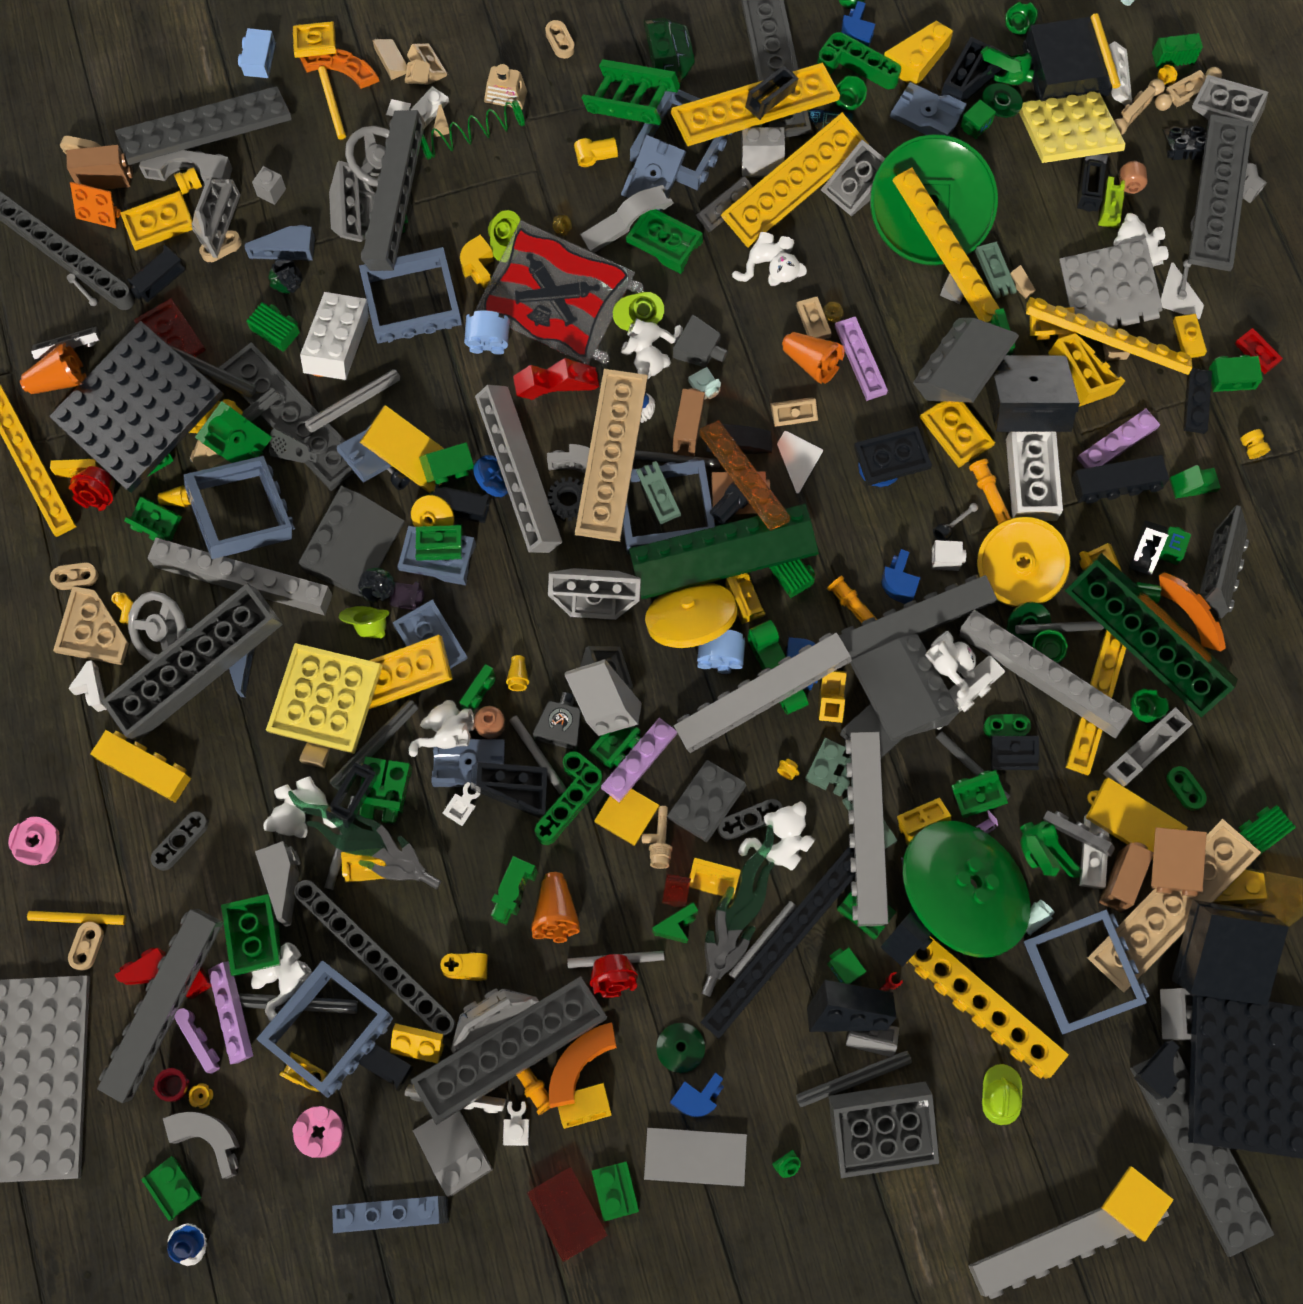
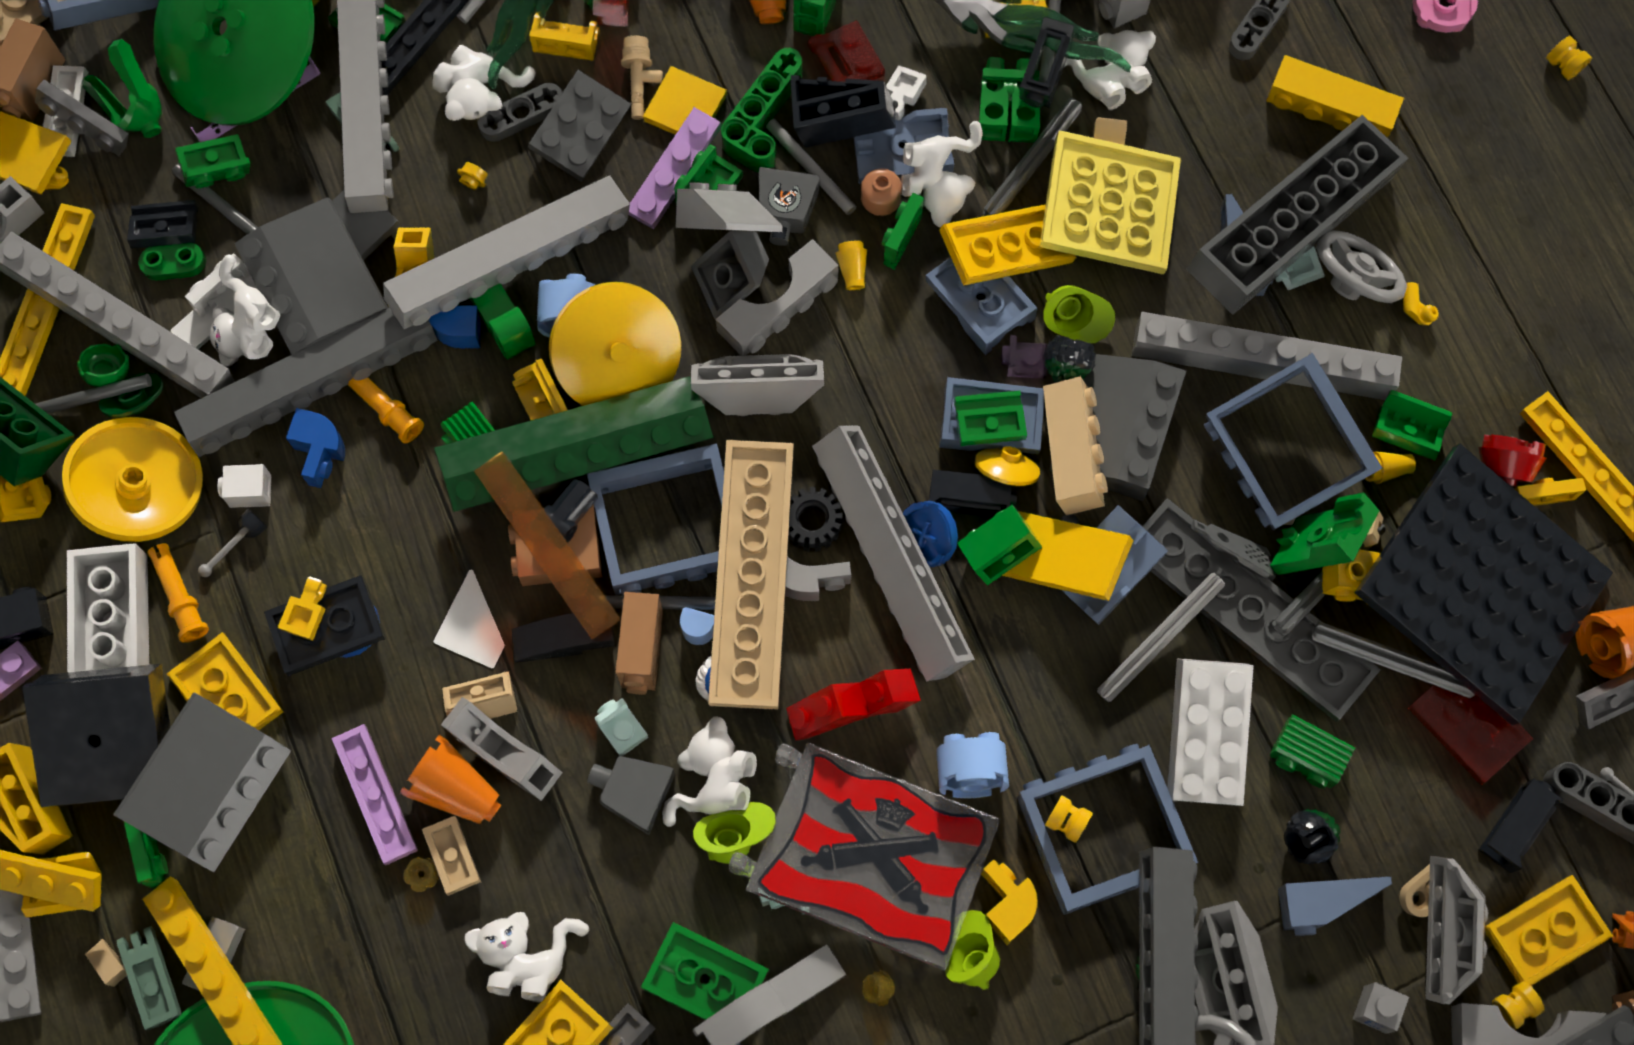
camera: 175 degrees right, 0 degrees up
(75, 576) = (1497, 338): tan plate -> none
(89, 682) = (1430, 197): white slope -> none
(90, 630) = (1454, 268): tan plate -> none
(385, 520) = (1074, 446): none -> tan brick
(431, 289) = (1075, 823): none -> yellow wheel
(493, 844) = (852, 49): none -> clear red plate
(548, 667) = (749, 324): none -> light grey arch
(650, 437) = (696, 626): none -> light blue brick
(658, 493) = (675, 518): sand green hinge -> none
(776, 371) = (501, 750): none -> light grey arch
(824, 766) = (422, 189): sand green plate -> none
(905, 455) = (303, 614): none -> yellow plate
(922, 816) = (288, 121): yellow hinge -> none
(1039, 915) = (140, 29): light aqua cone -> none

